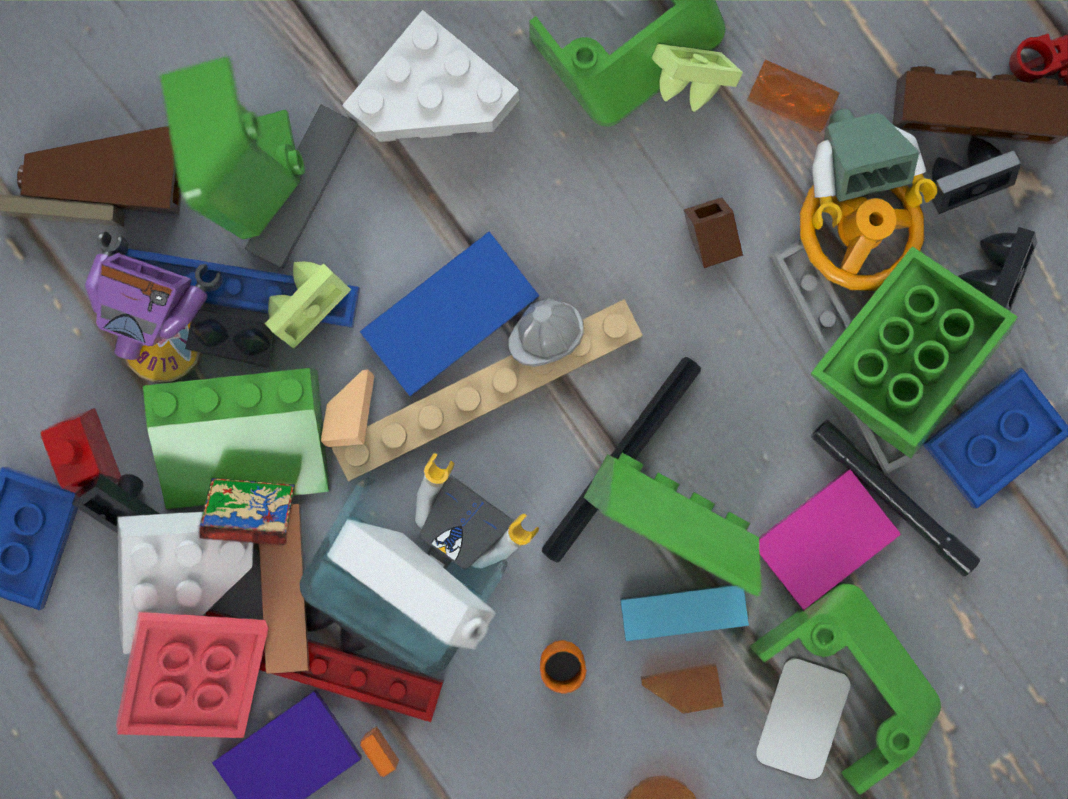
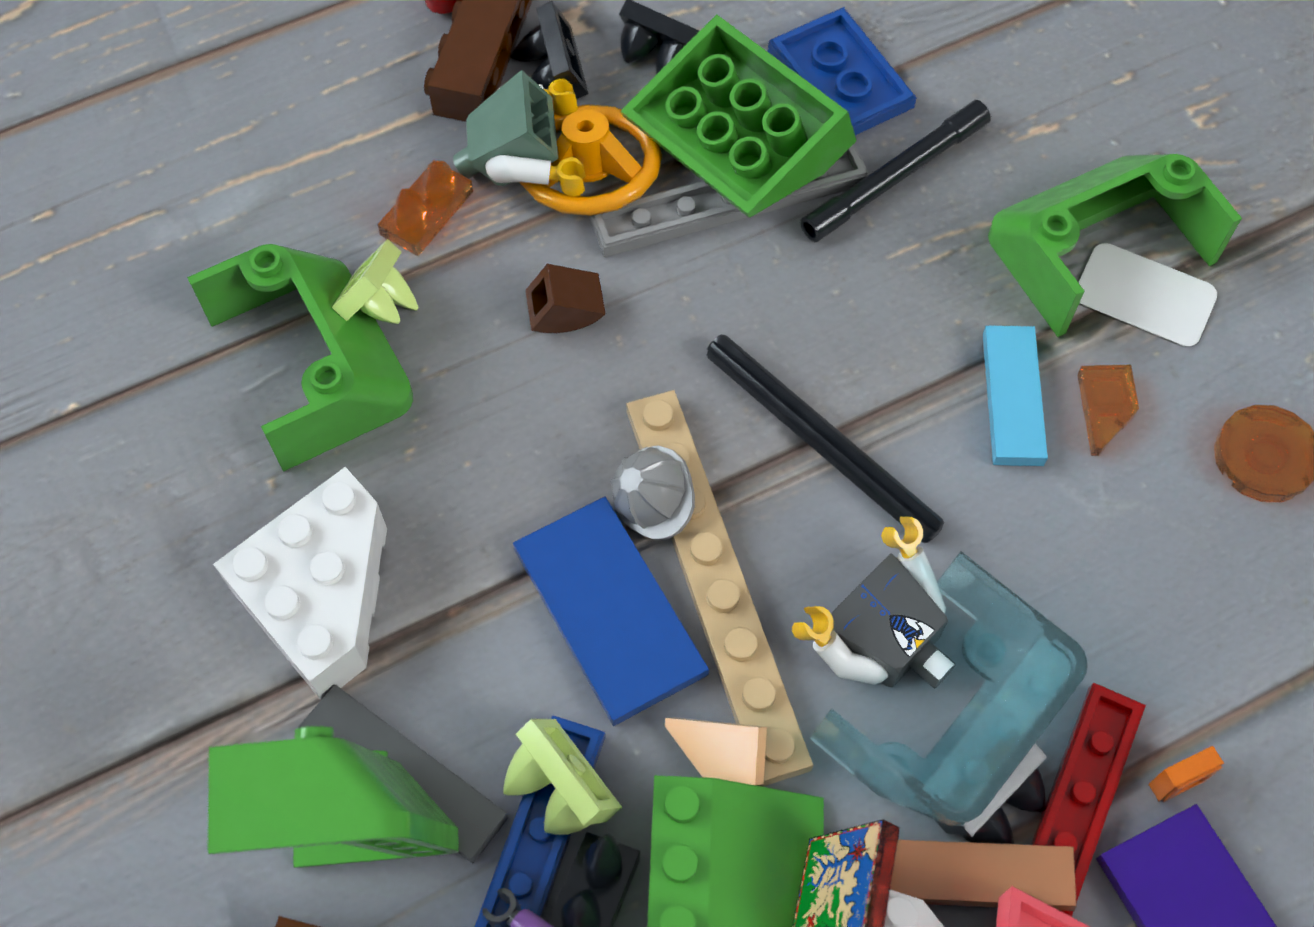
camera: 85 degrees left, 25 degrees down
(412, 582) = (966, 667): white slope -> none
(568, 685) = (1083, 507): orange piece -> none
(677, 522) = (908, 367): bright green slope -> none
(826, 539) = (938, 242): dark pink tile -> none

